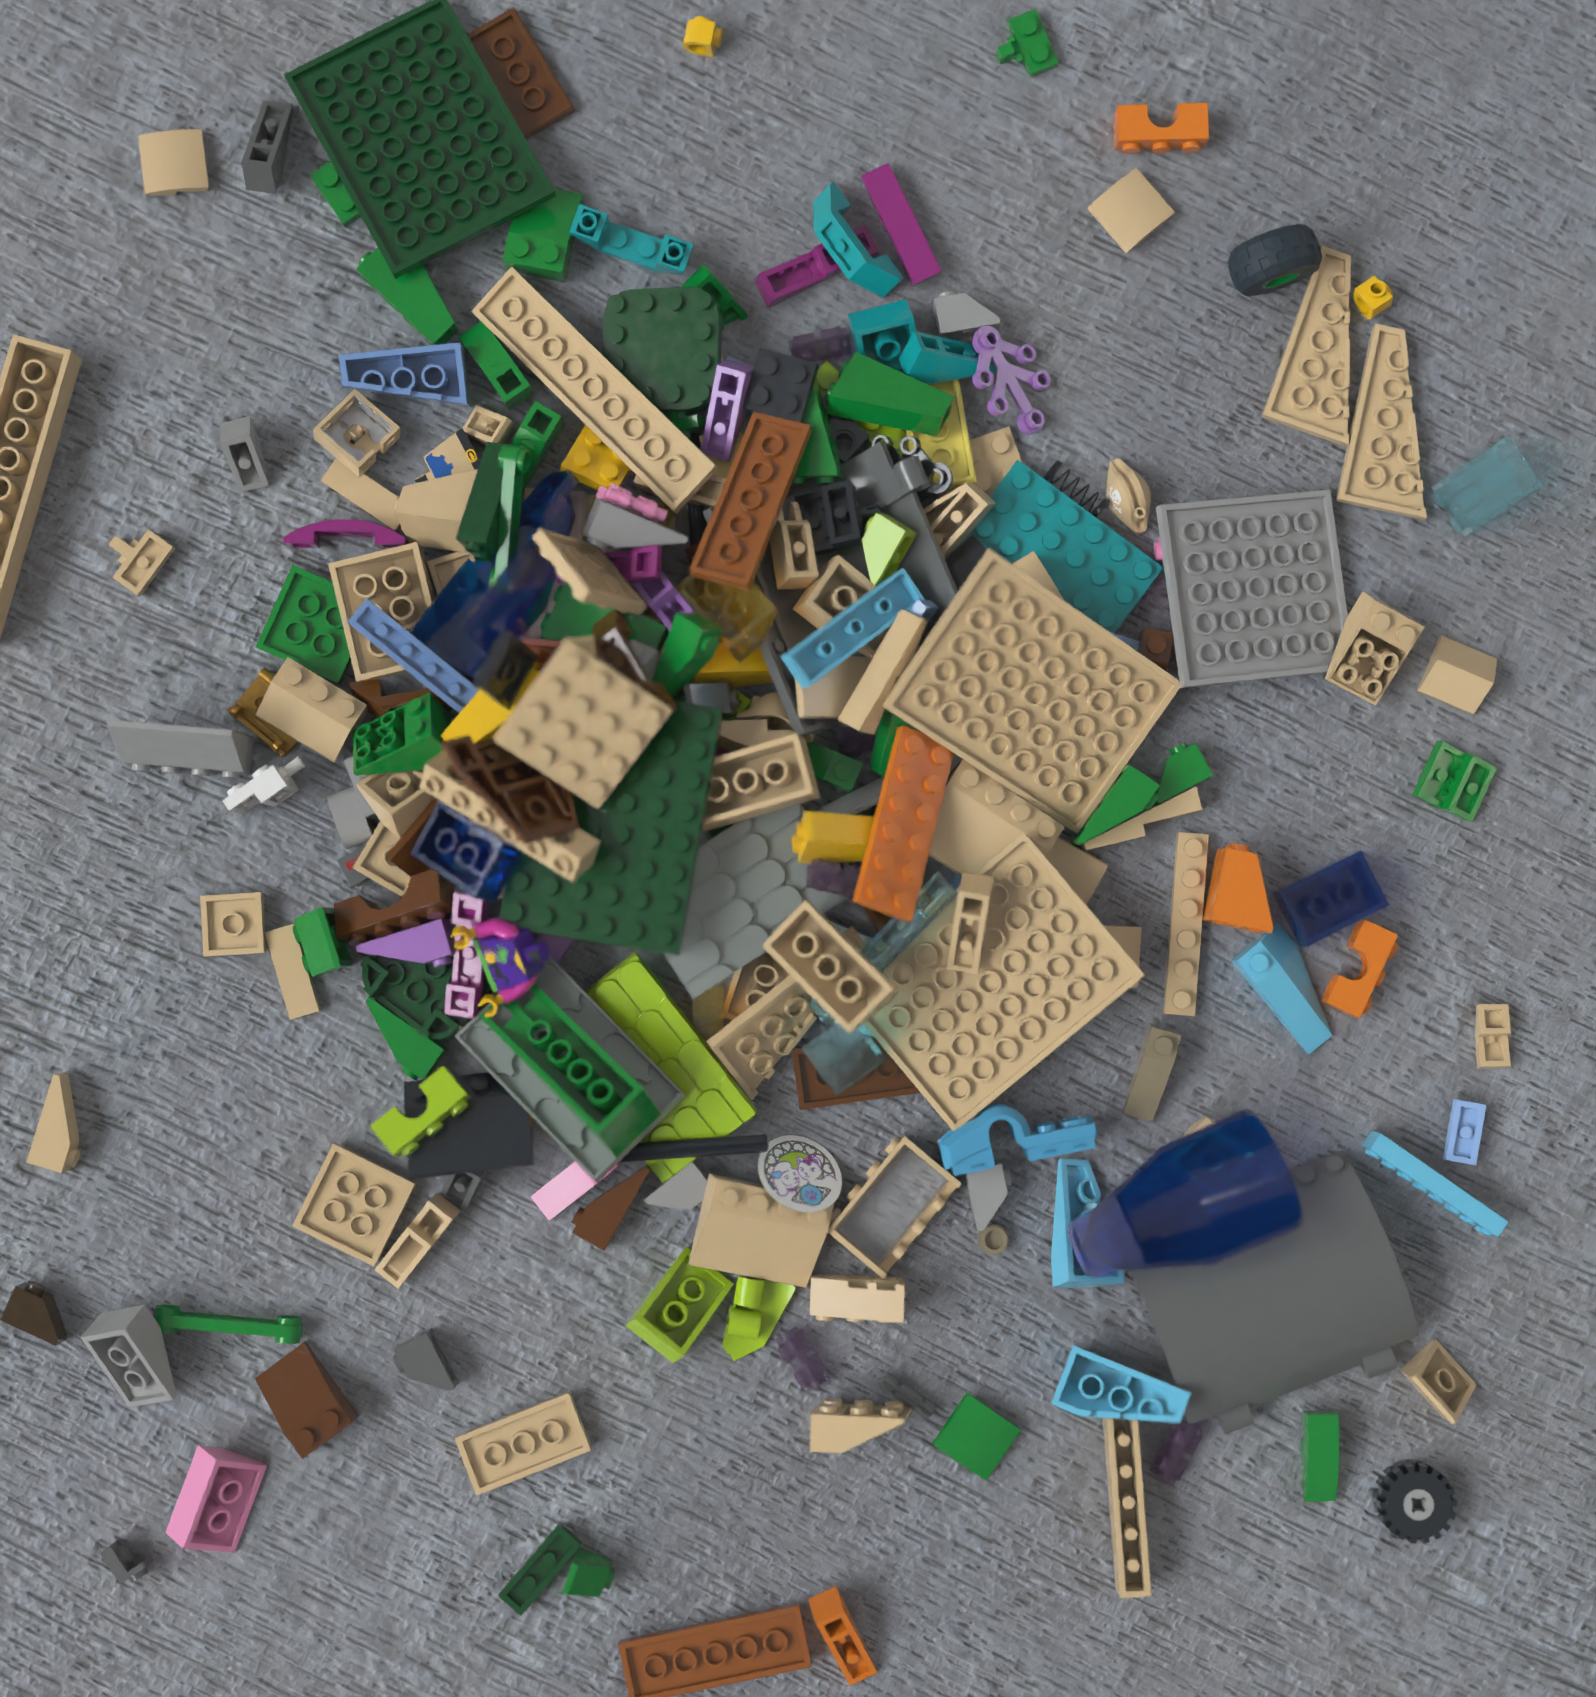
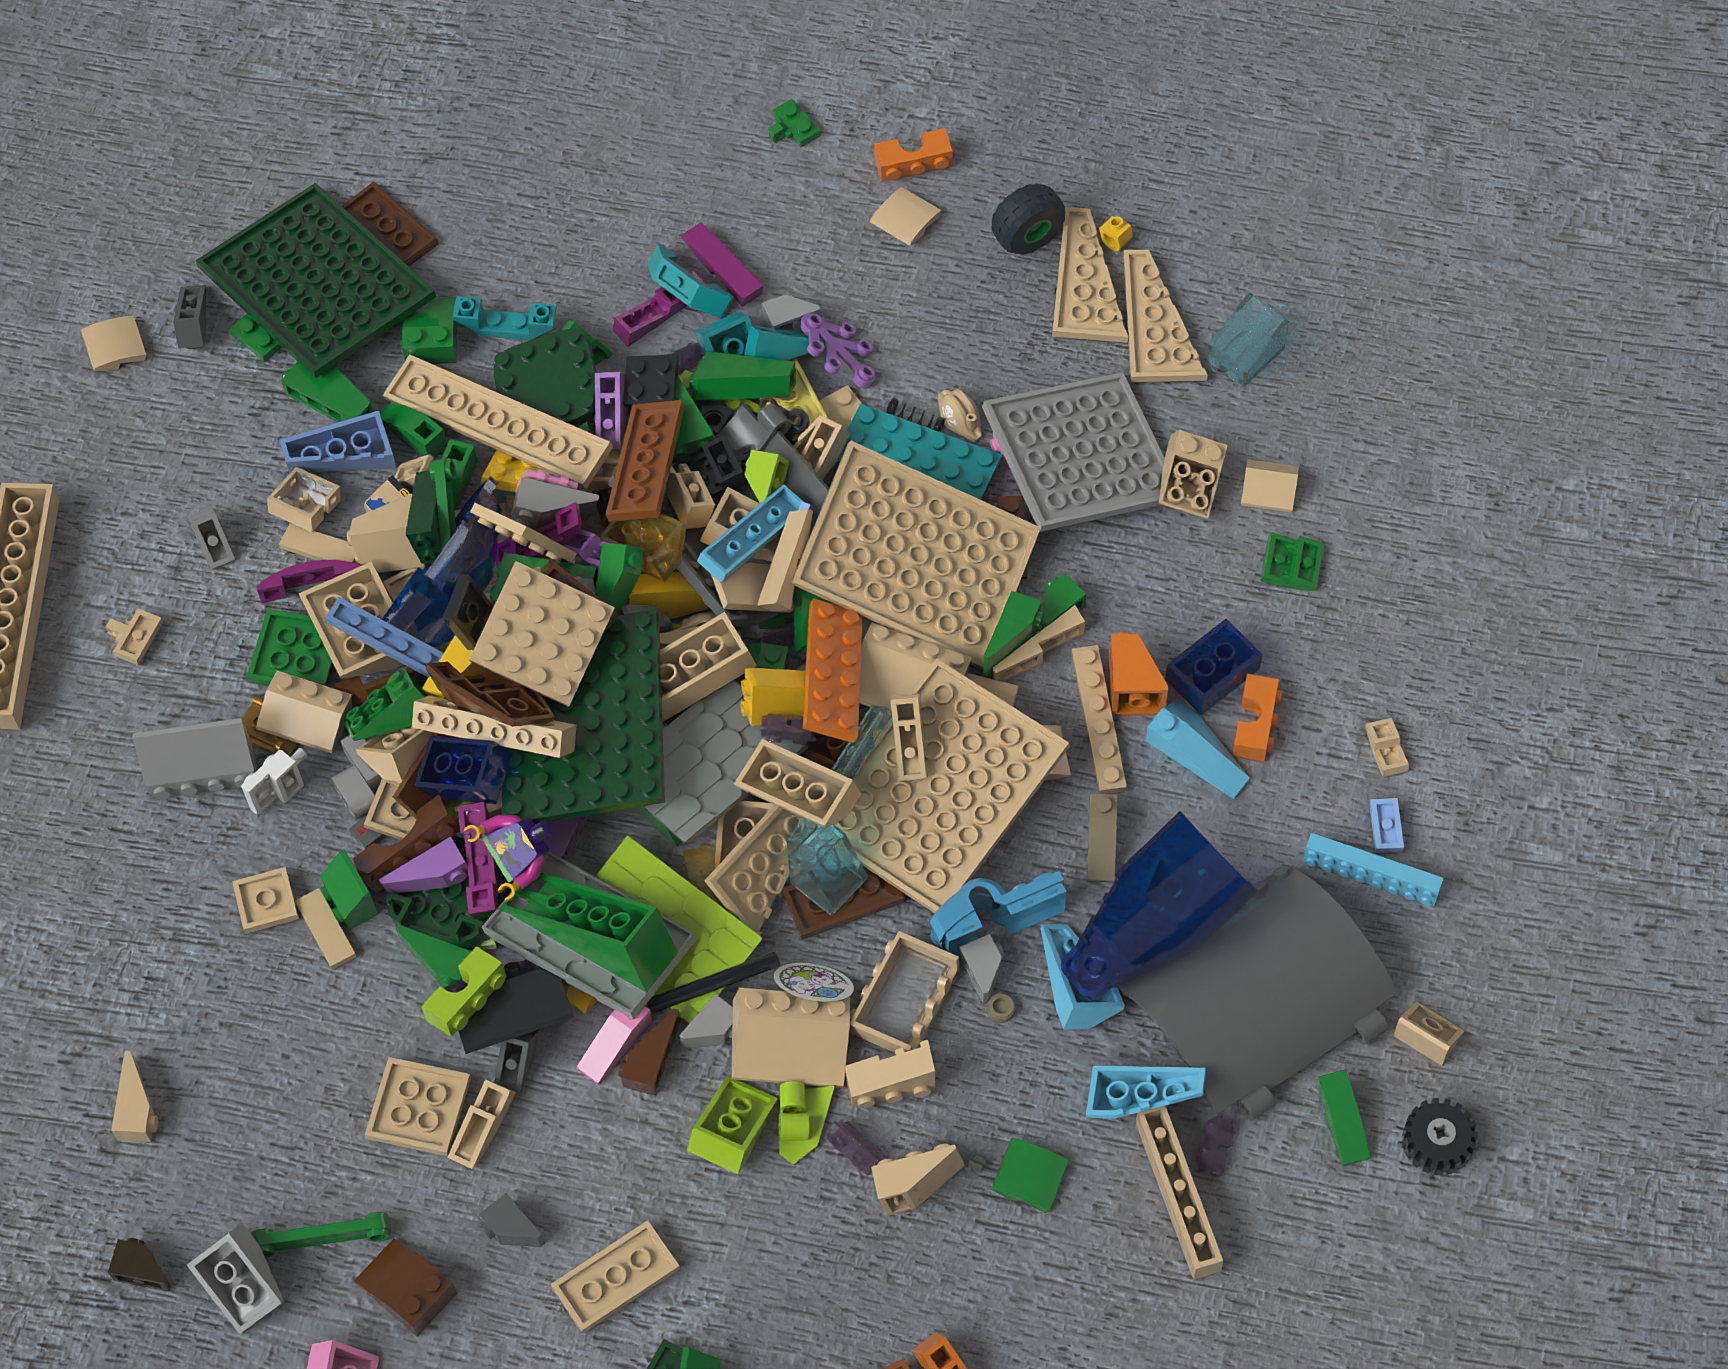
camera: 15 degrees left, 25 degrees down
(702, 36) = (530, 170): yellow plate -> none

